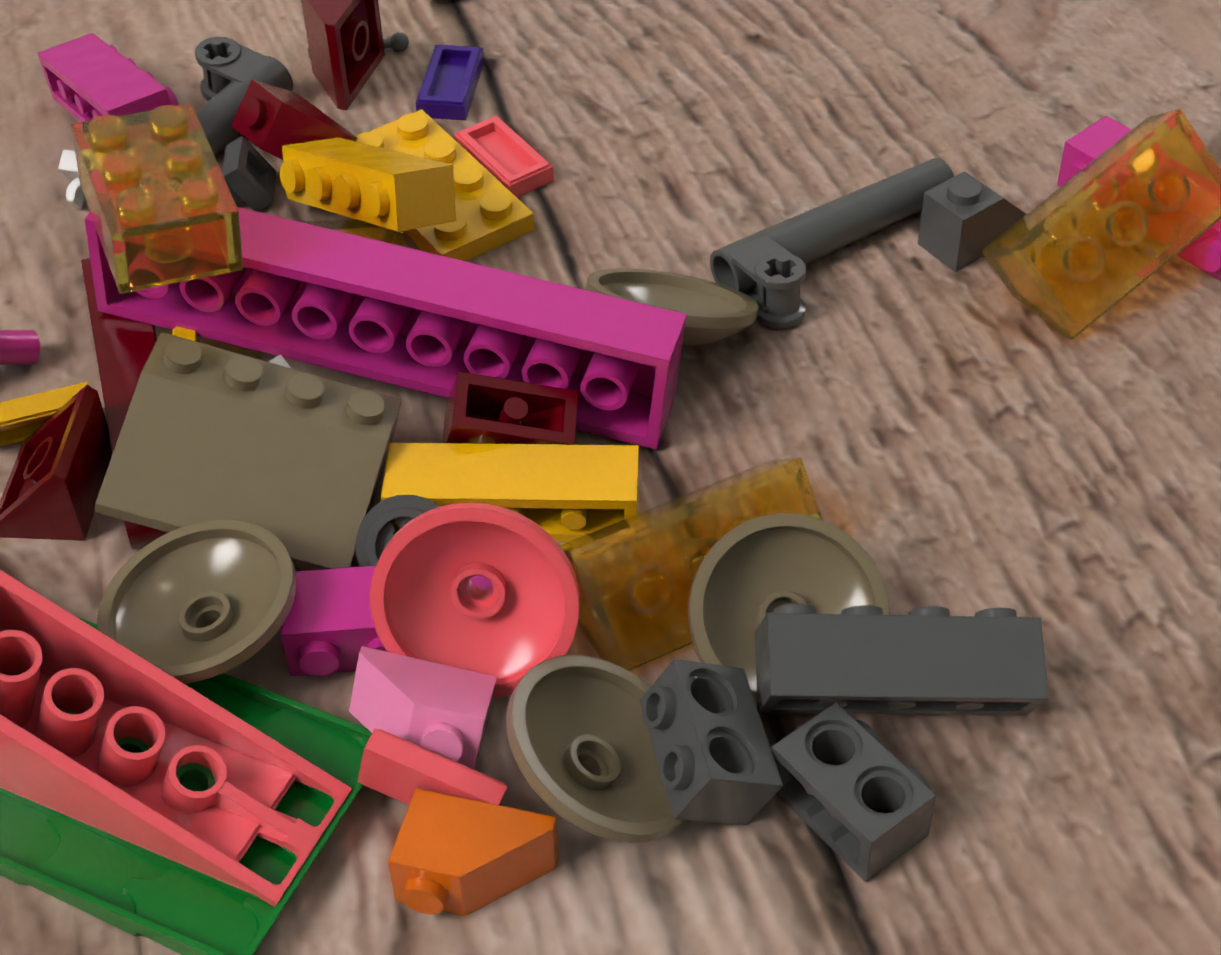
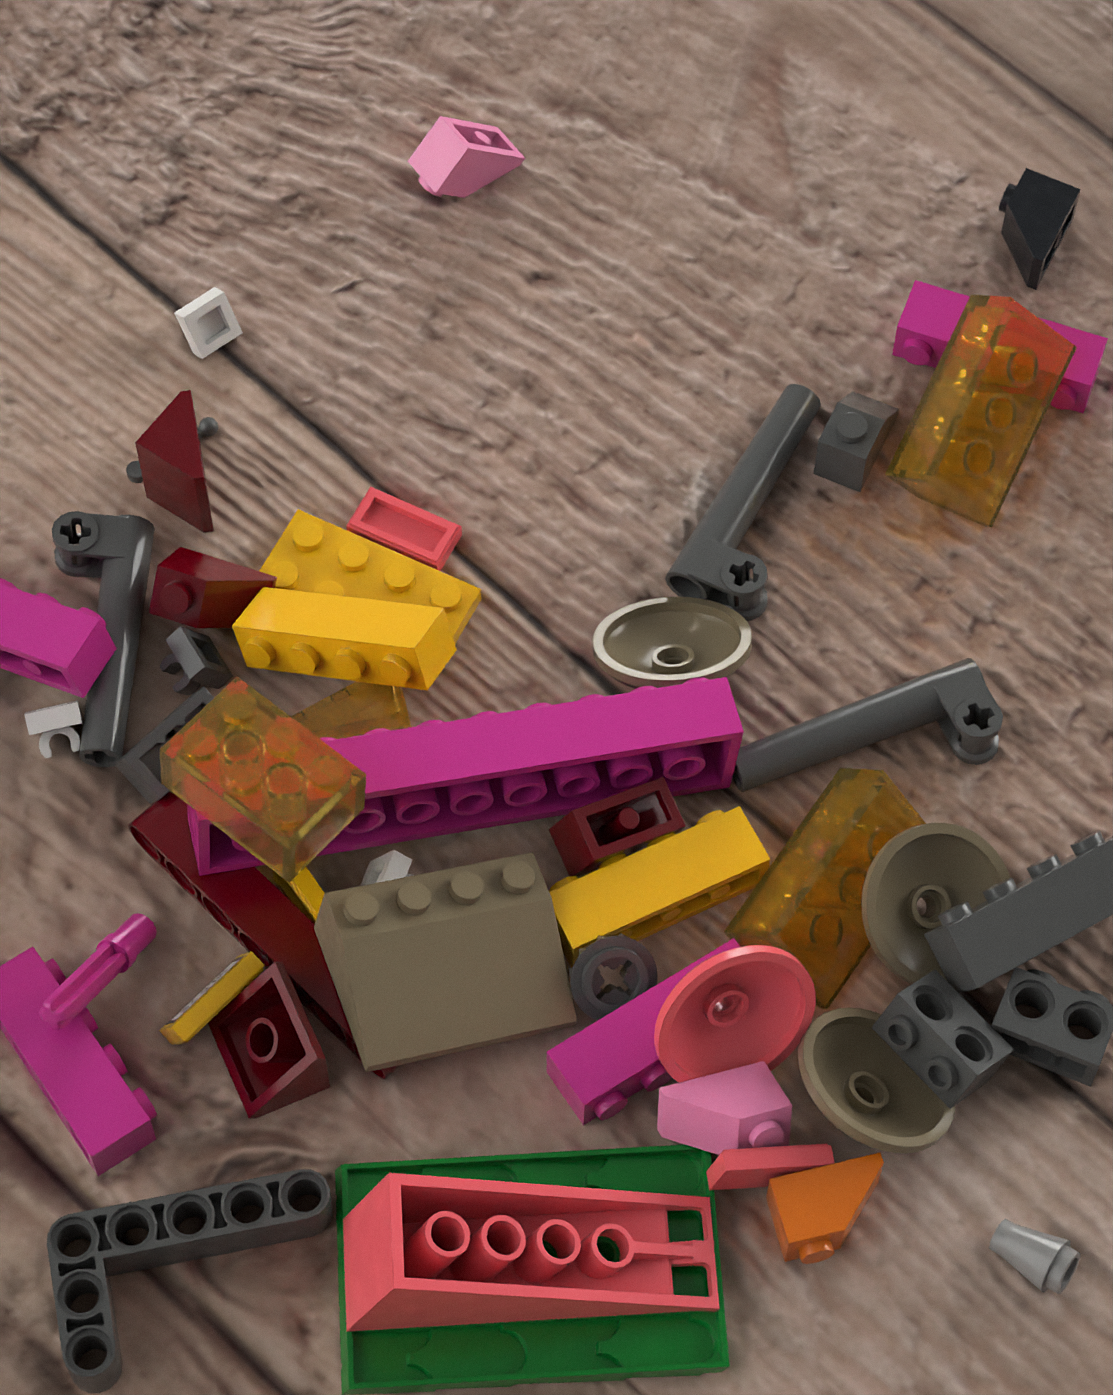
camera: 30 degrees left, 15 degrees up
(201, 598) = (498, 1074): dark tan dish -> none
(450, 82) = (293, 459): dark purple tile -> none
(932, 448) = (951, 696): none -> dark grey axle

